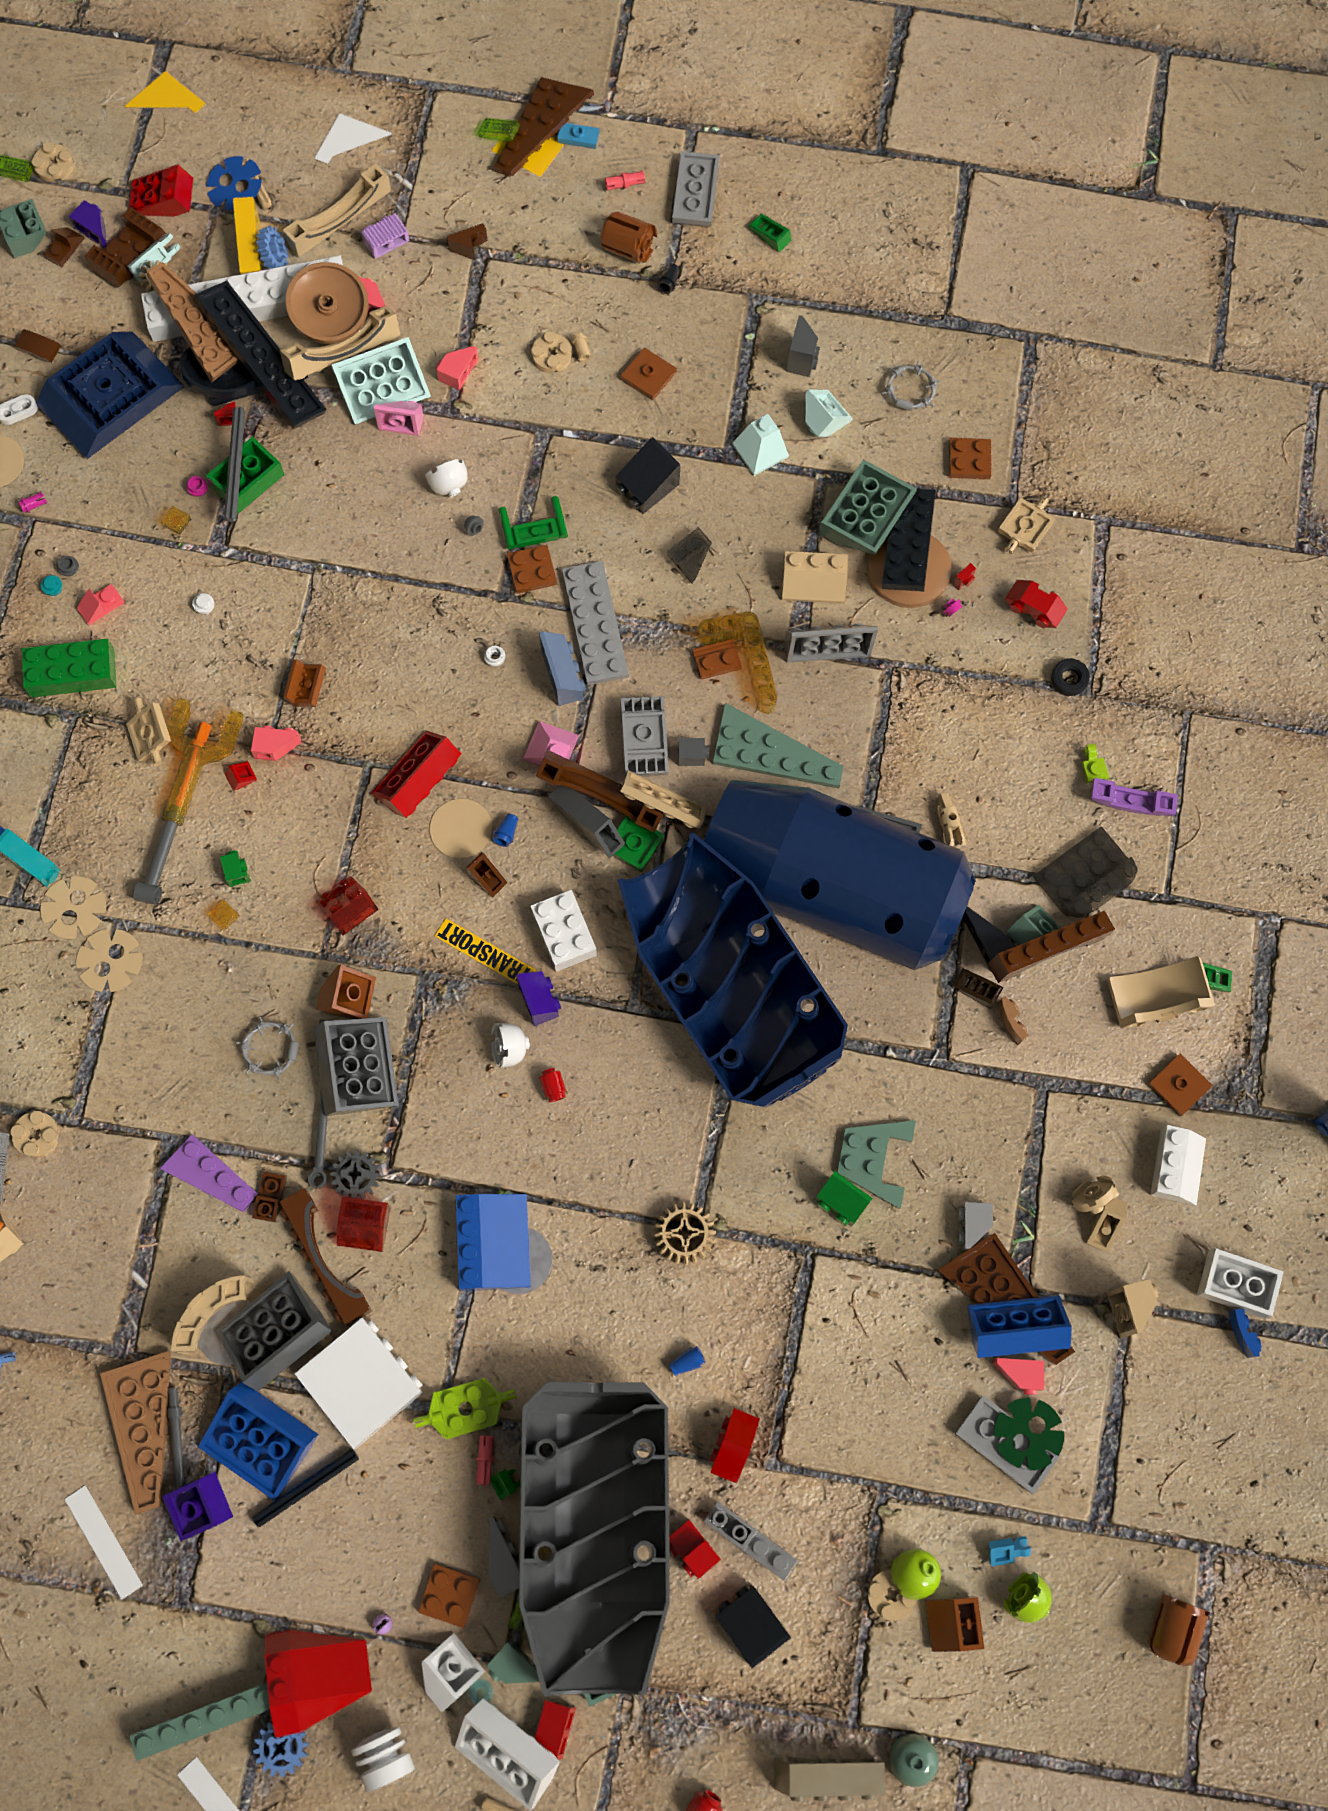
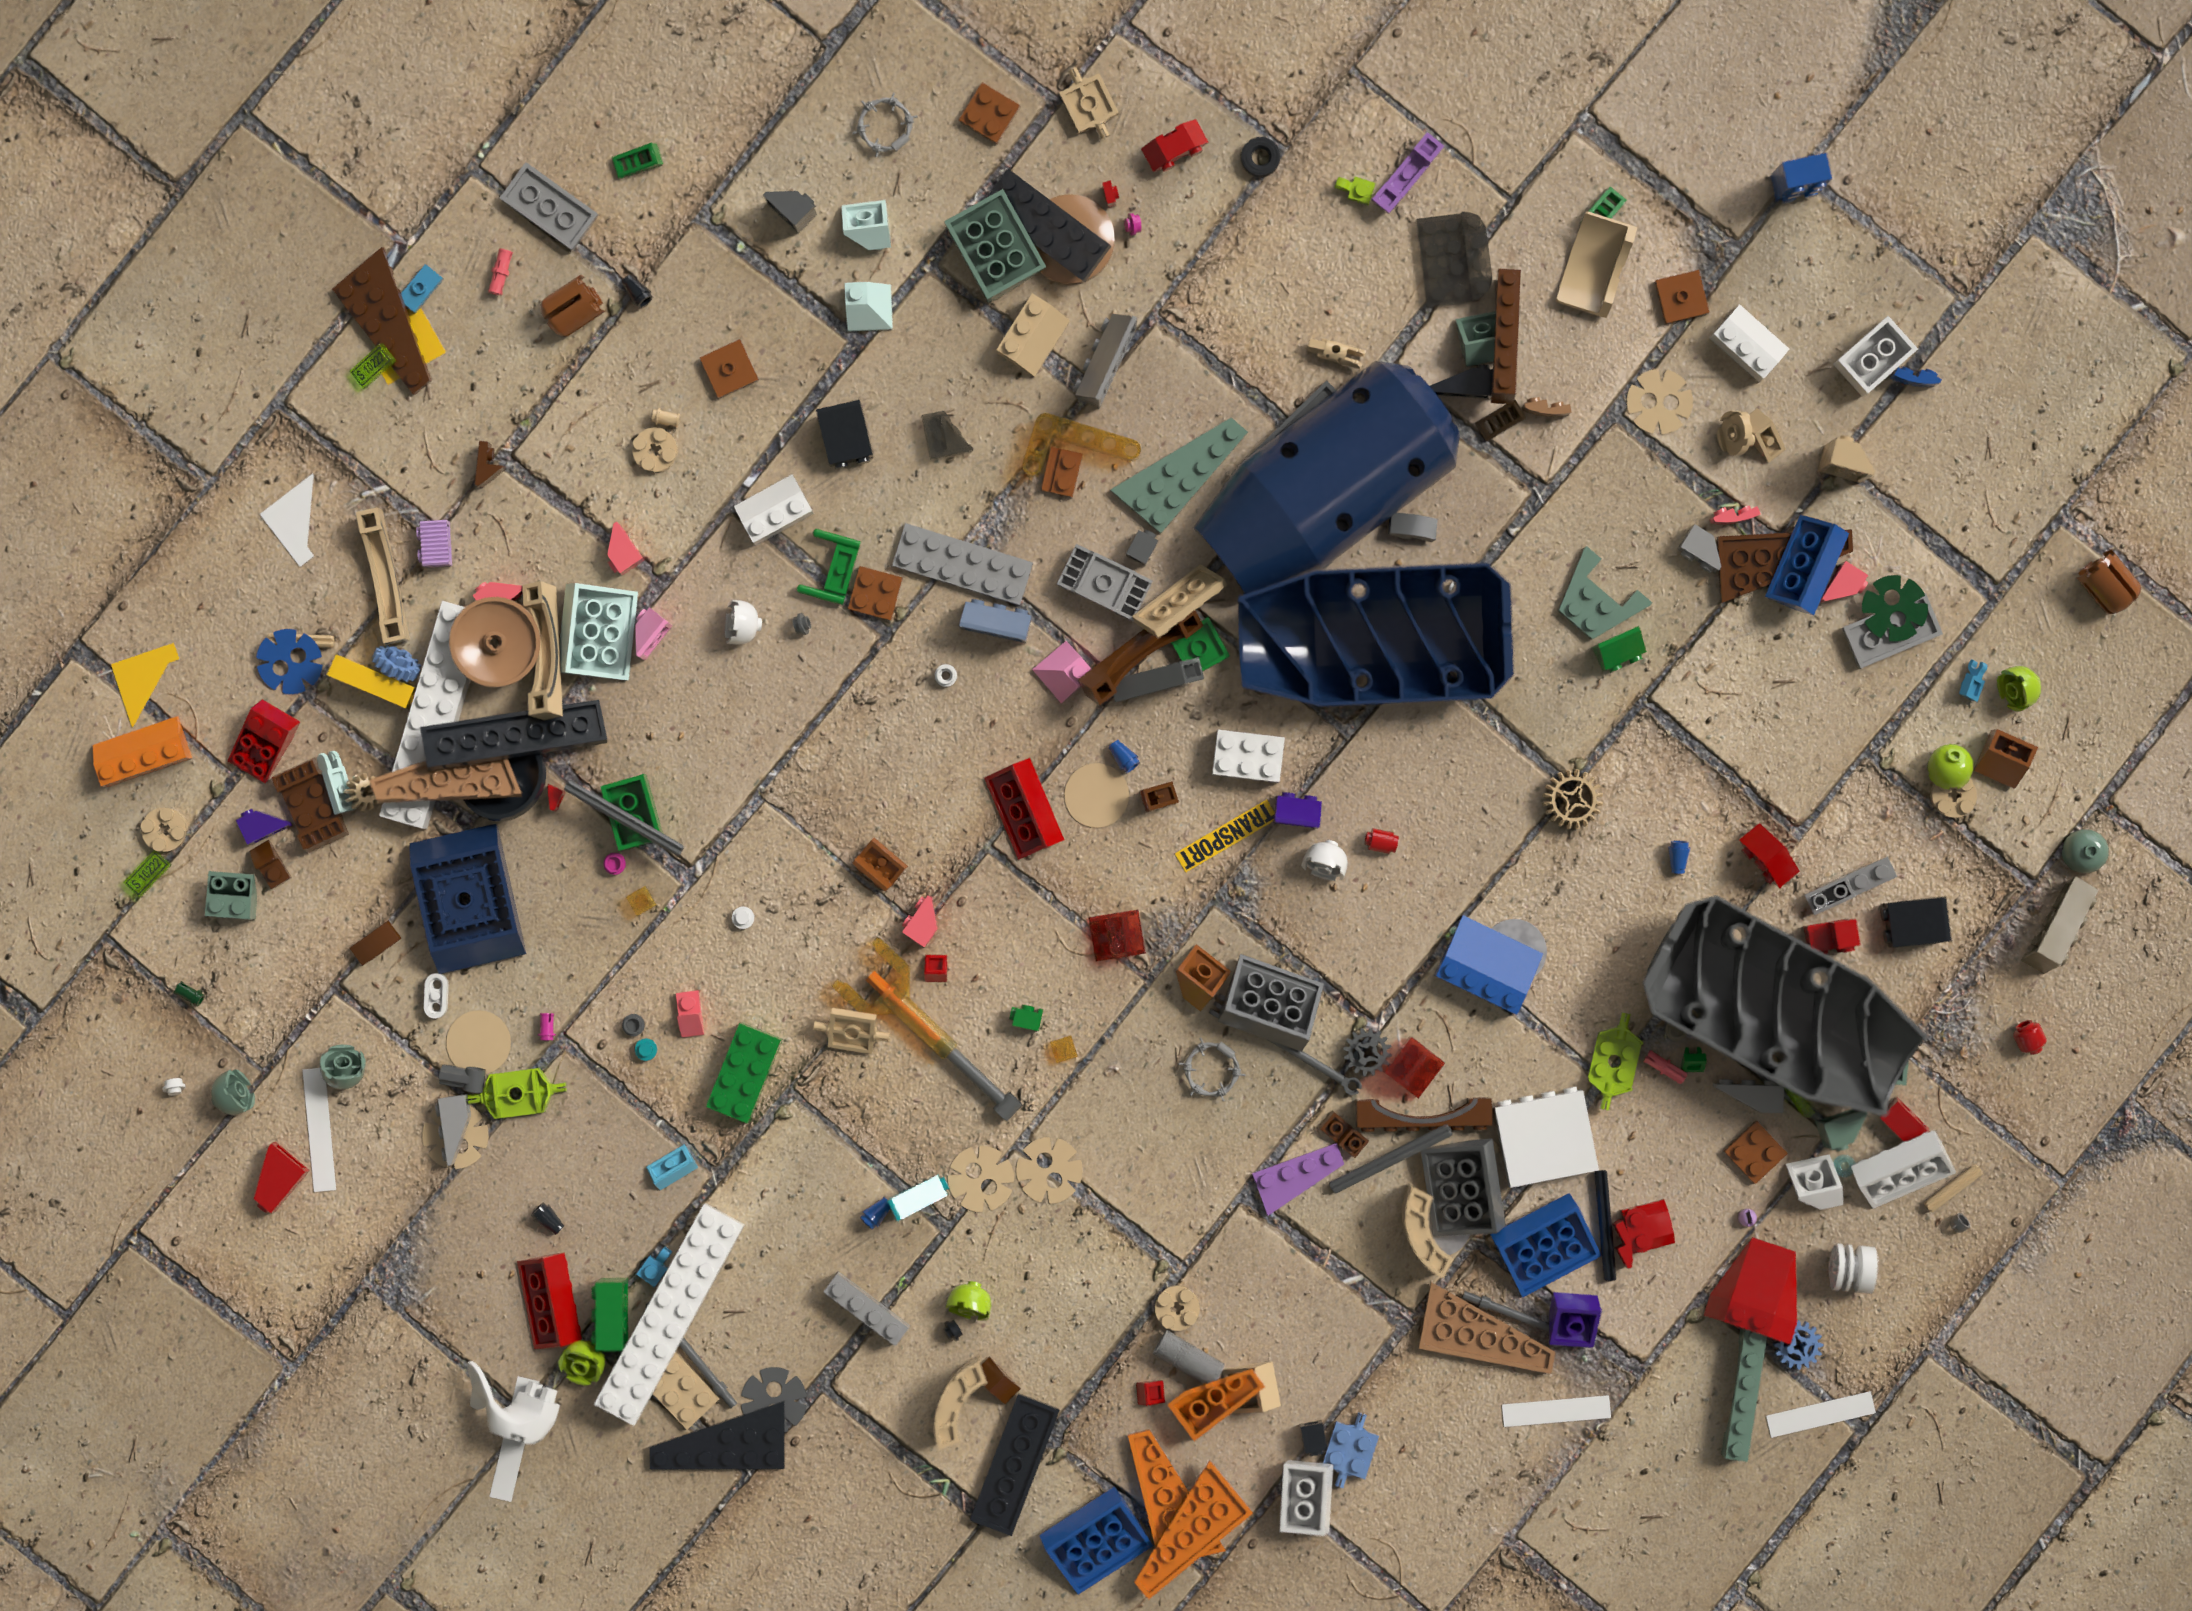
camera: 55 degrees left, 15 degrees up
(104, 118) = (140, 752): none -> orange slope
(267, 1249) = (1391, 1158): none -> dark grey axle
(290, 1518) = (1625, 1249): none -> red slope
(324, 1530) = (1648, 1226): none -> red slope
(553, 460) = (773, 510): none -> white slope
(843, 962) = (1412, 525): none -> dark grey slope
(1016, 1231) = (1725, 516): none -> coral slope
(1068, 1131) = (1669, 386): none -> tan piece

